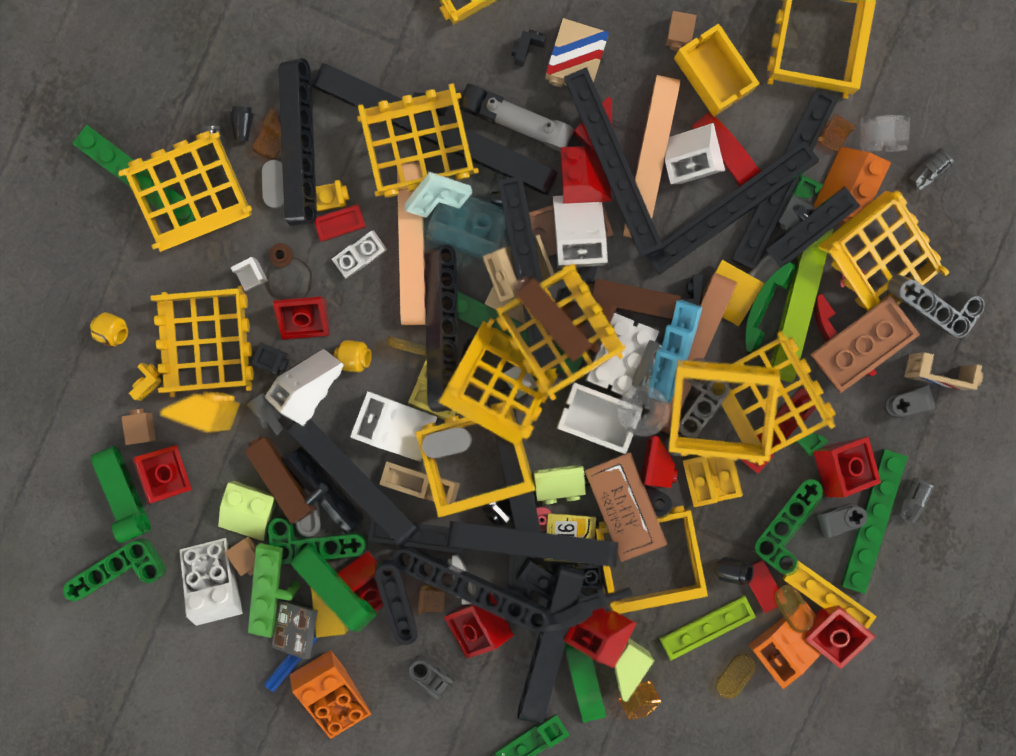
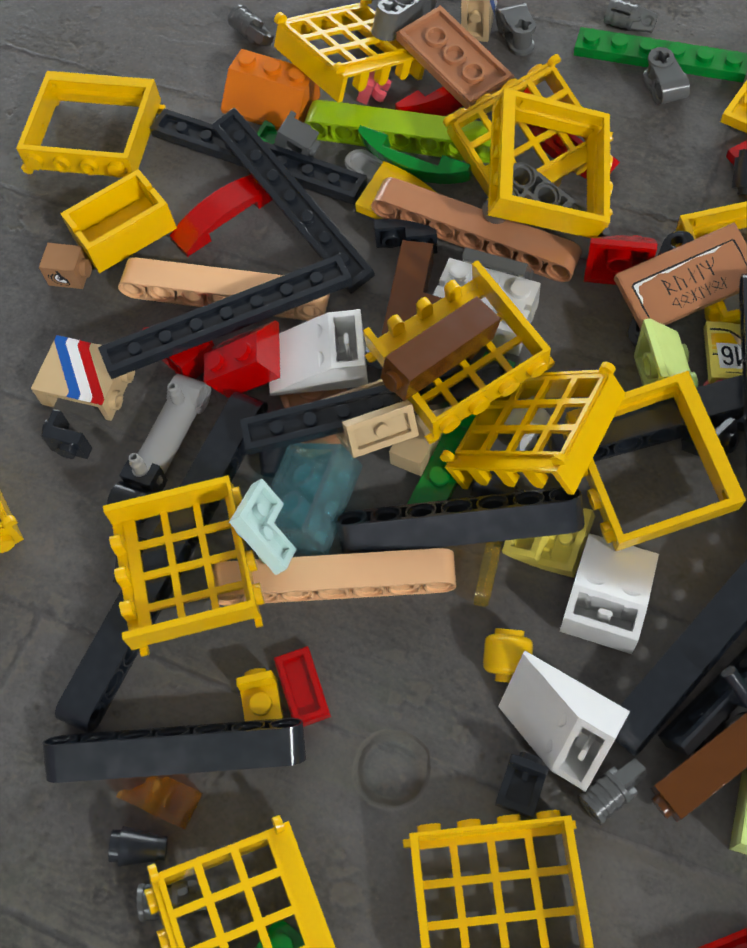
camera: 85 degrees left, 25 degrees down
(206, 412) = (628, 875): yellow slope -> none
(249, 273) = (383, 824): white panel -> none
(273, 184) = (238, 790): light grey tile -> none
(287, 257) = (352, 788): reddish brown plate -> none
(302, 317) = (452, 735): red slope -> none
(359, 254) = (350, 654): white slope -> none
(415, 482) = (692, 557): tan slope -> none
(446, 442) = (631, 493): light grey tile -> none
(594, 418) = (572, 323): white piece -> none
(653, 401) = (559, 252): clear brick -> none
(675, 347) = (474, 233): medium azure slope -> none
(693, 155) = (222, 234): white slope -> none
(712, 480) = (637, 207): yellow slope -> none
(794, 524) = (639, 100): green beam -> none
(812, 226) = (311, 106): black plate -> none
(836, 132) = (199, 107): clear orange panel -> none
(847, 467) = (603, 75): red slope -> none
(885, 132) = (207, 59): clear brick -> none

